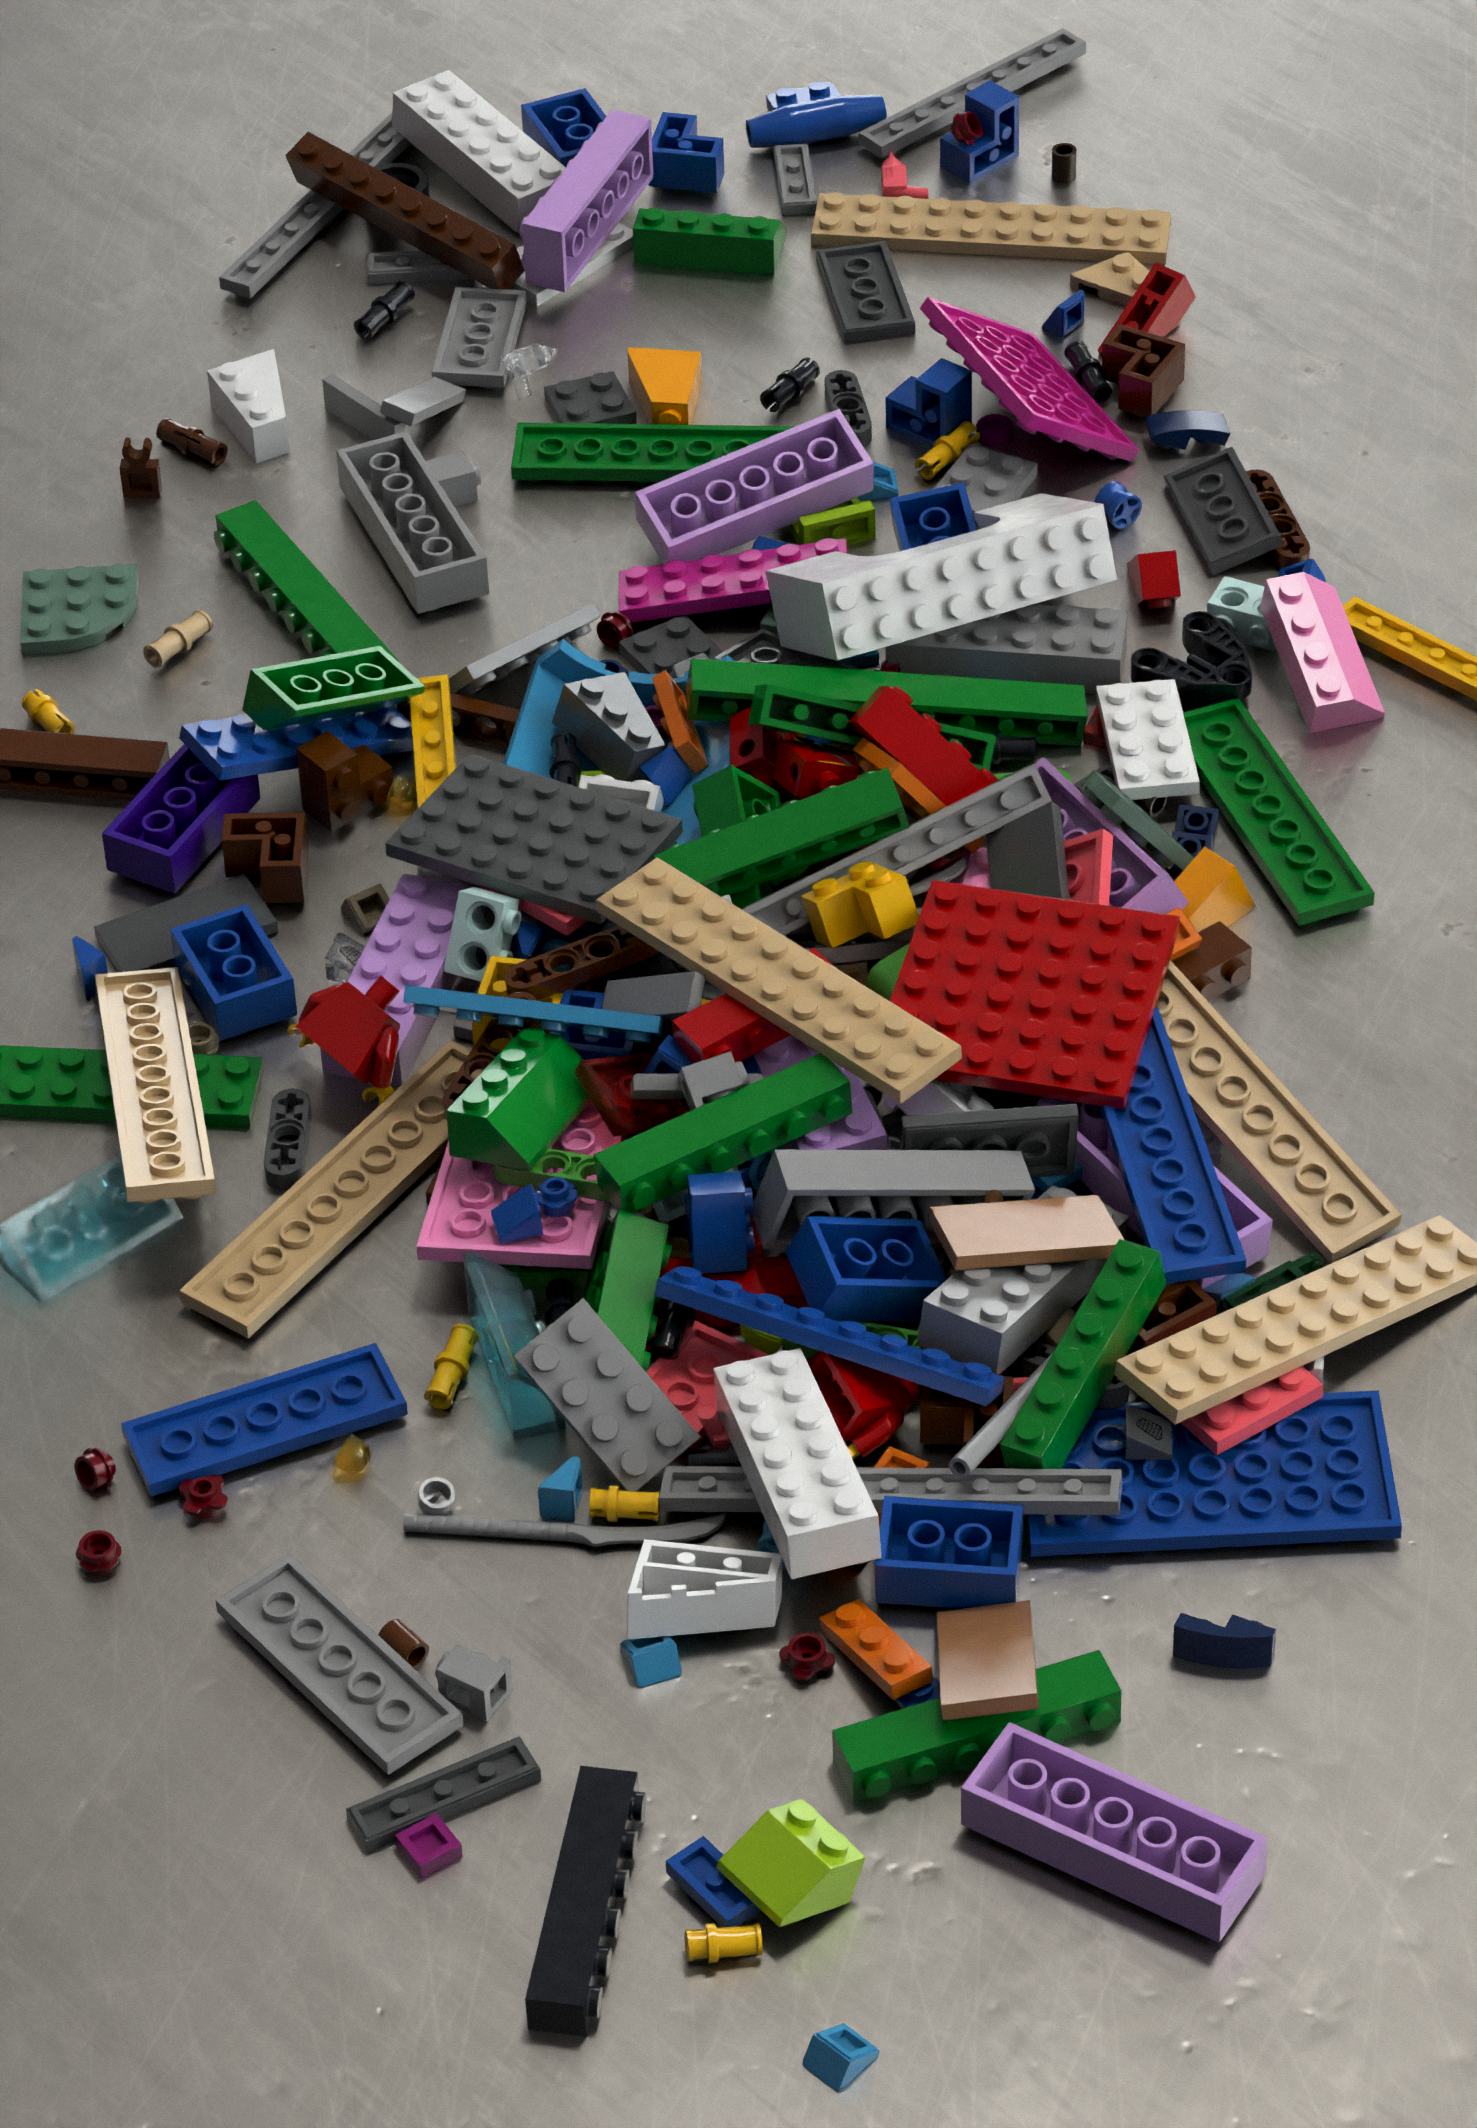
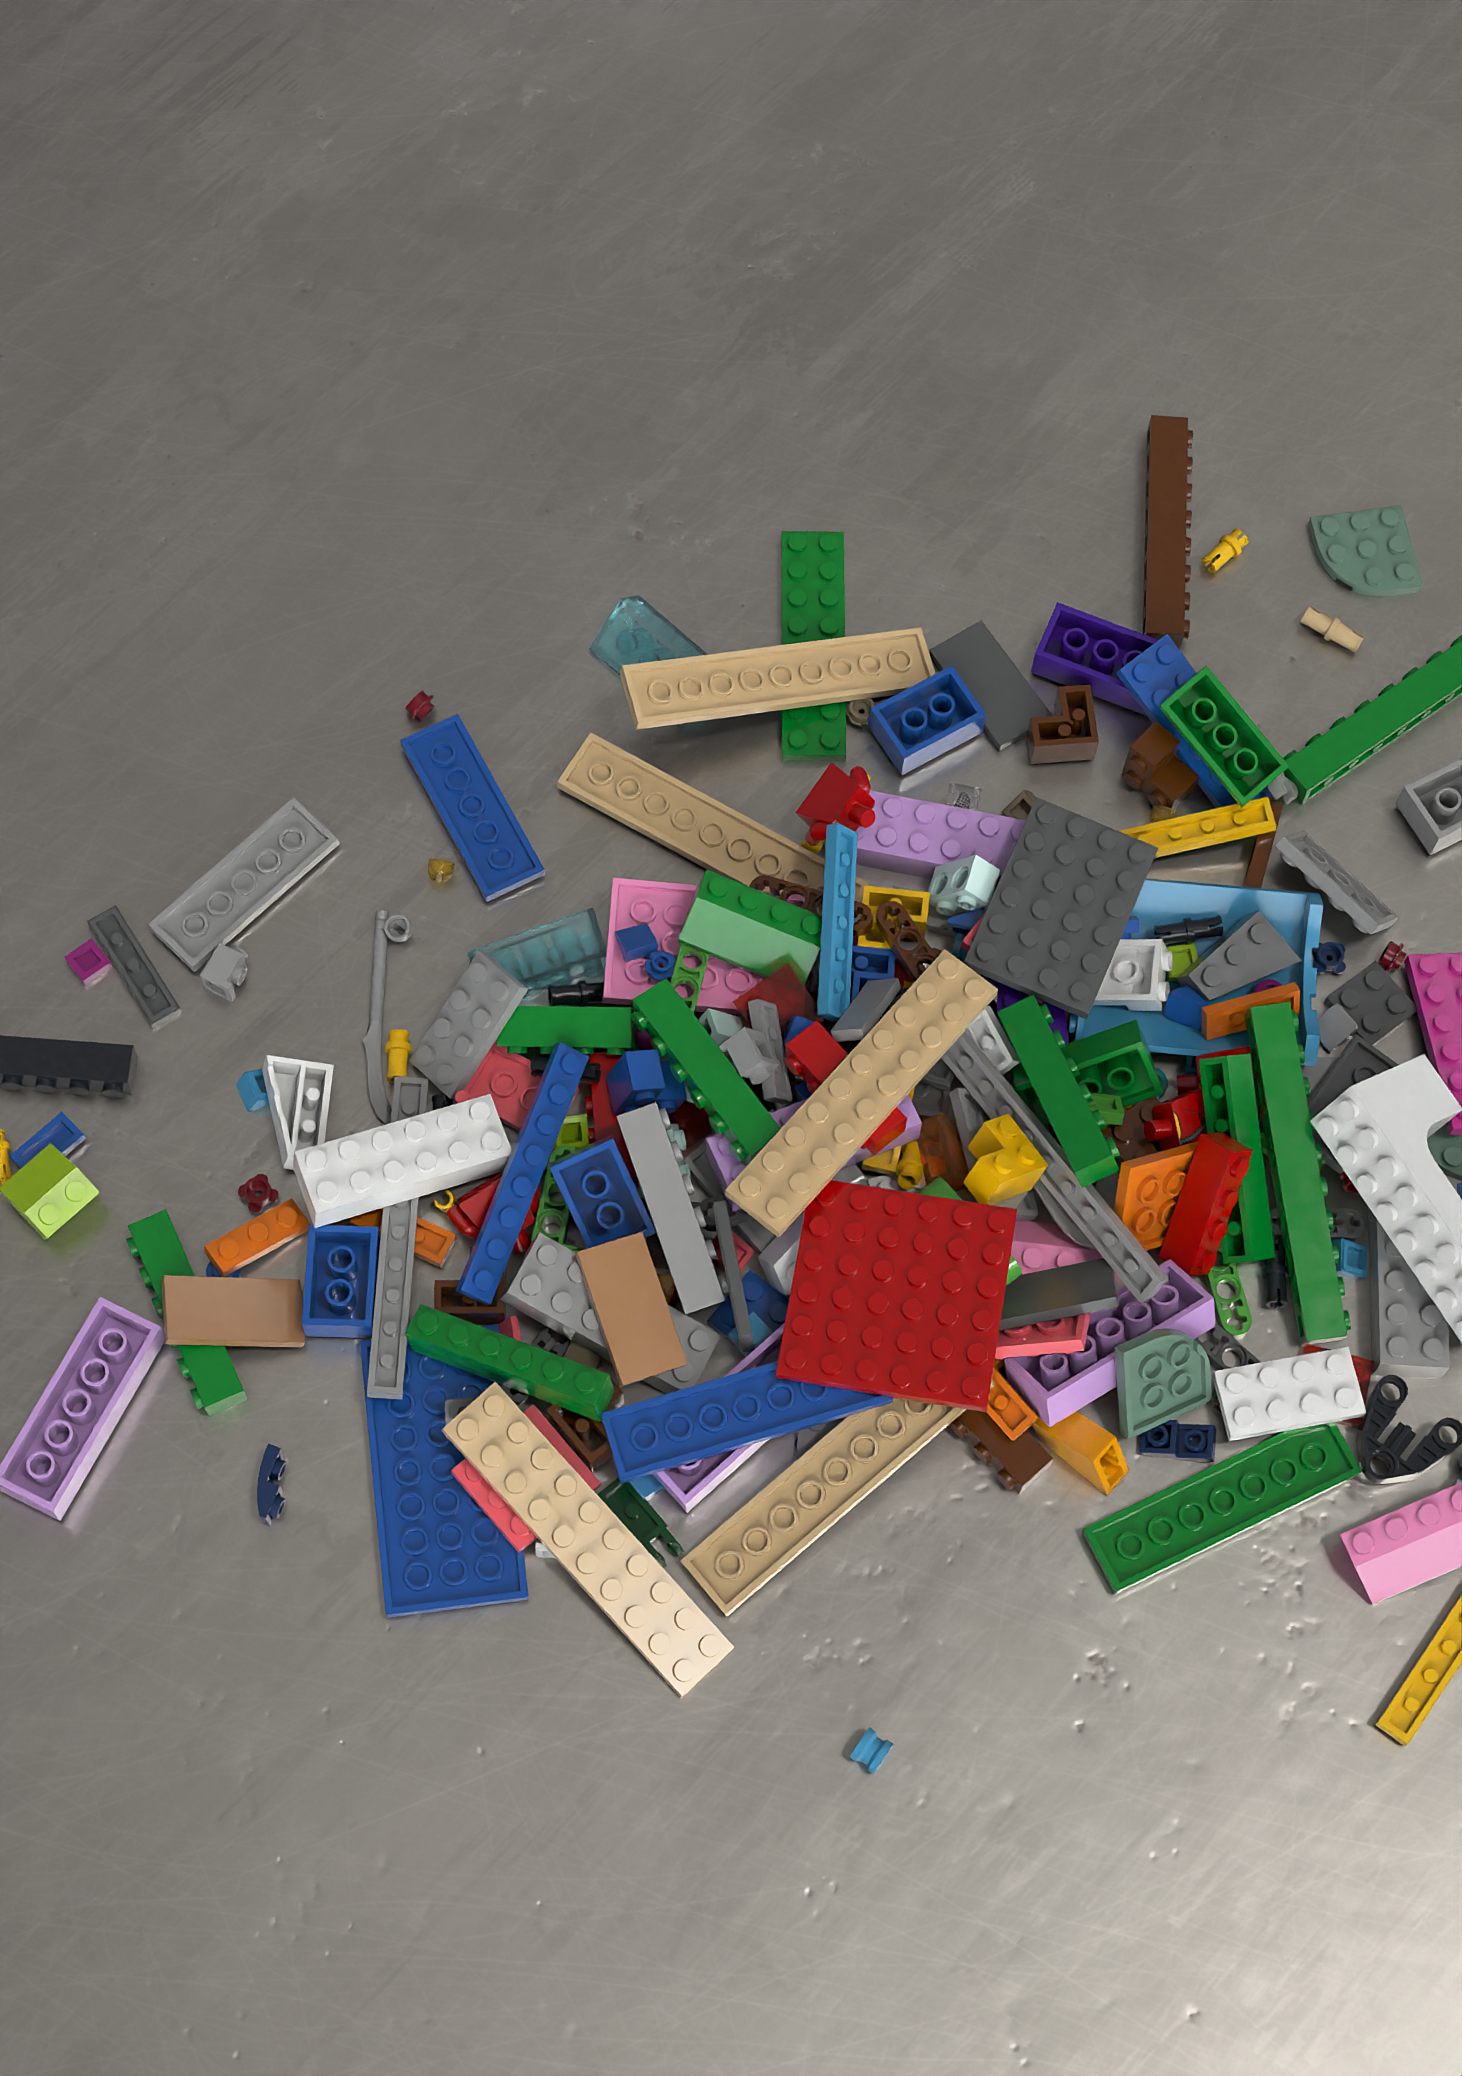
camera: 80 degrees right, 25 degrees up
(88, 963) = (932, 621): blue slope -> none
(98, 1551) = (341, 712): dark red plate -> none
(203, 1496) = (401, 786): dark red plate -> none
(280, 1126) = (787, 794): dark grey beam -> none
(405, 1642) = (263, 923): reddish brown hinge -> none
(451, 1366) = (519, 922): yellow pin -> none
(562, 1492) = (406, 1014): dark azure slope -> none
(994, 1429) = (445, 1304): light grey piece -> none

